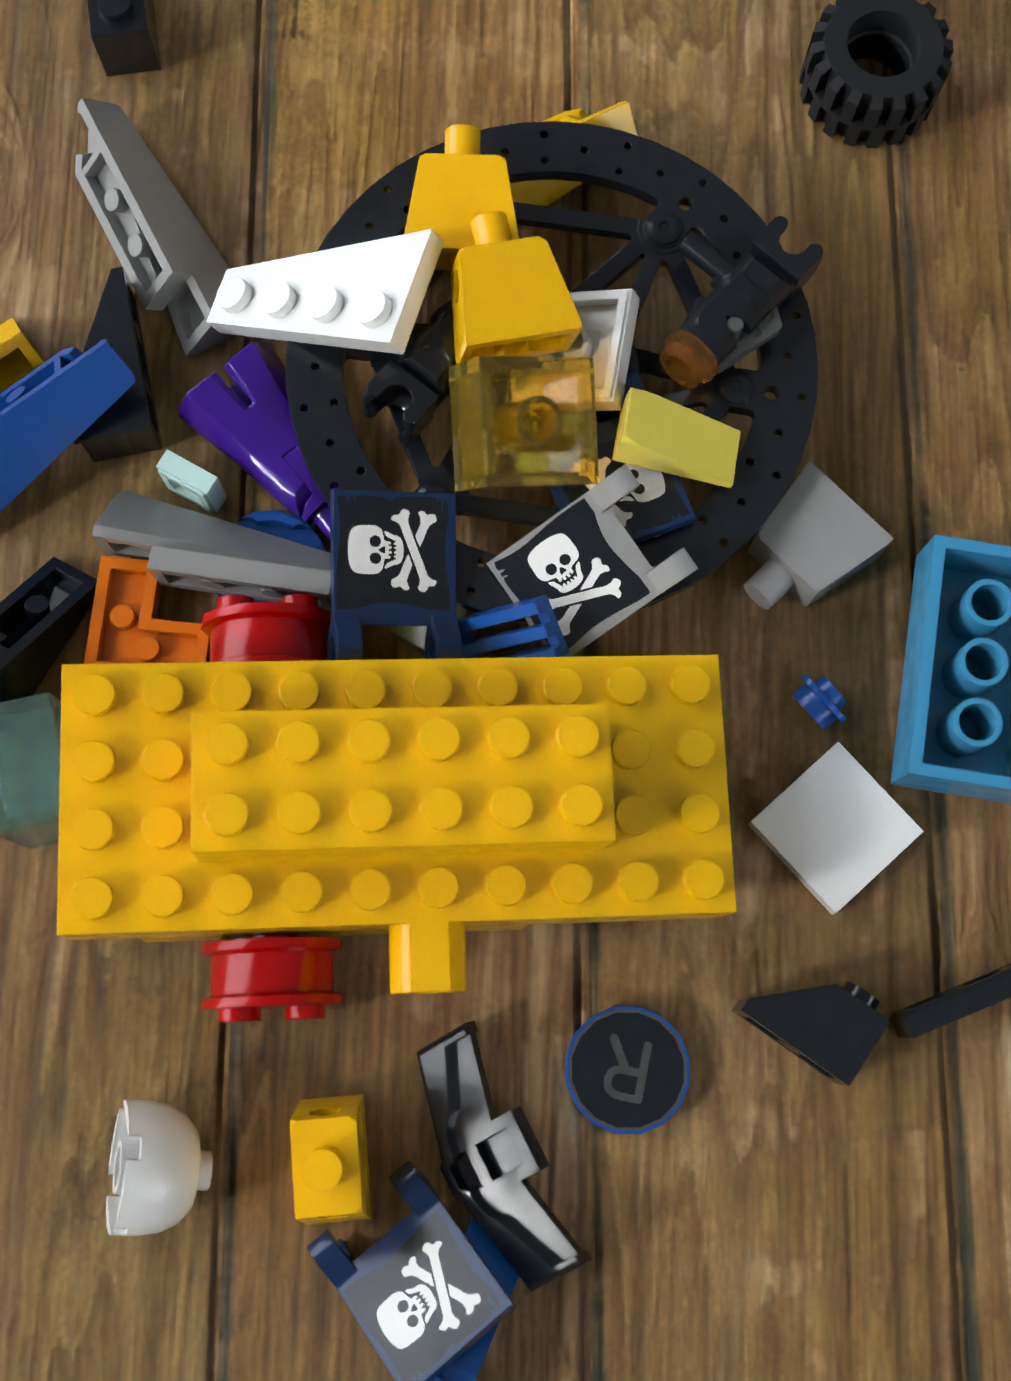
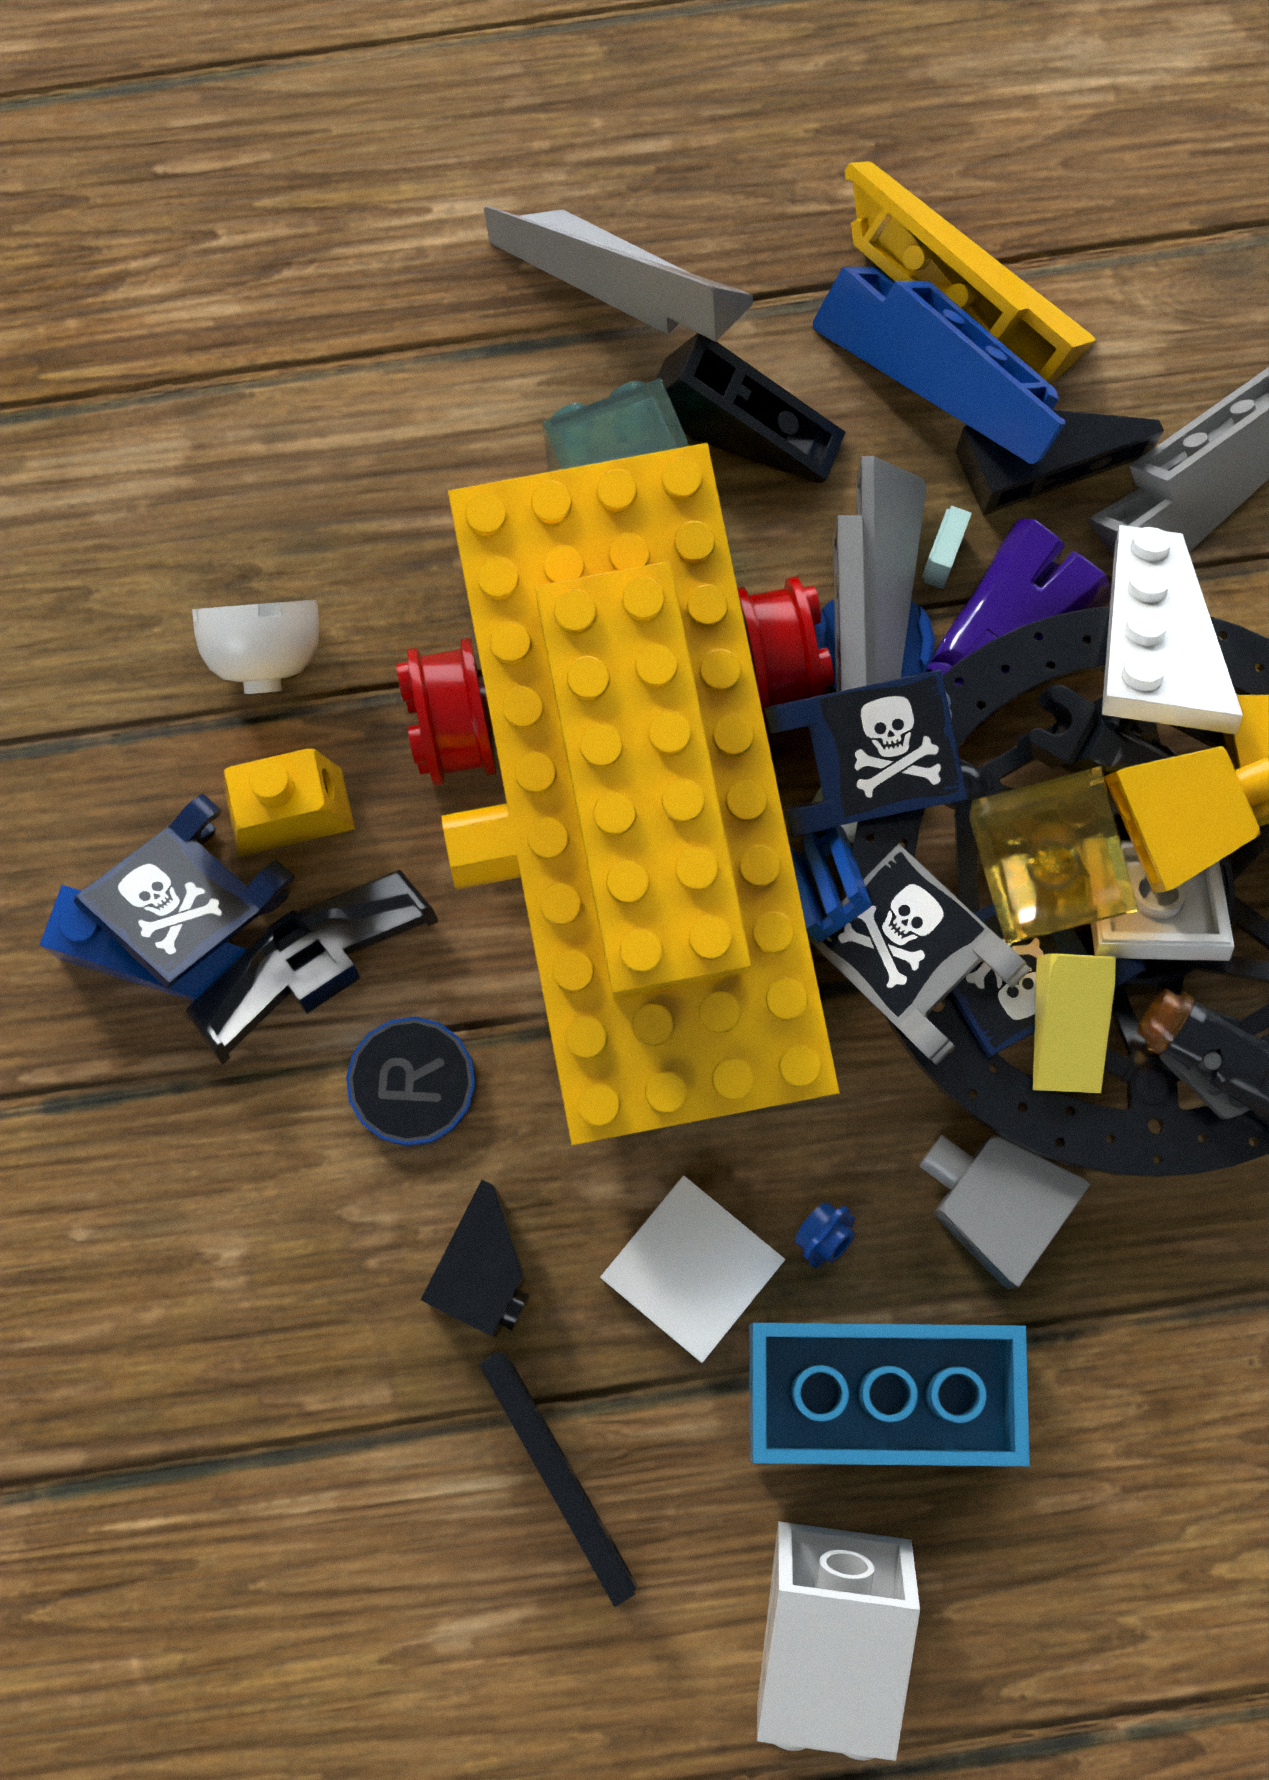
camera: 85 degrees right, 0 degrees up
(126, 621) = (776, 514): orange plate -> none

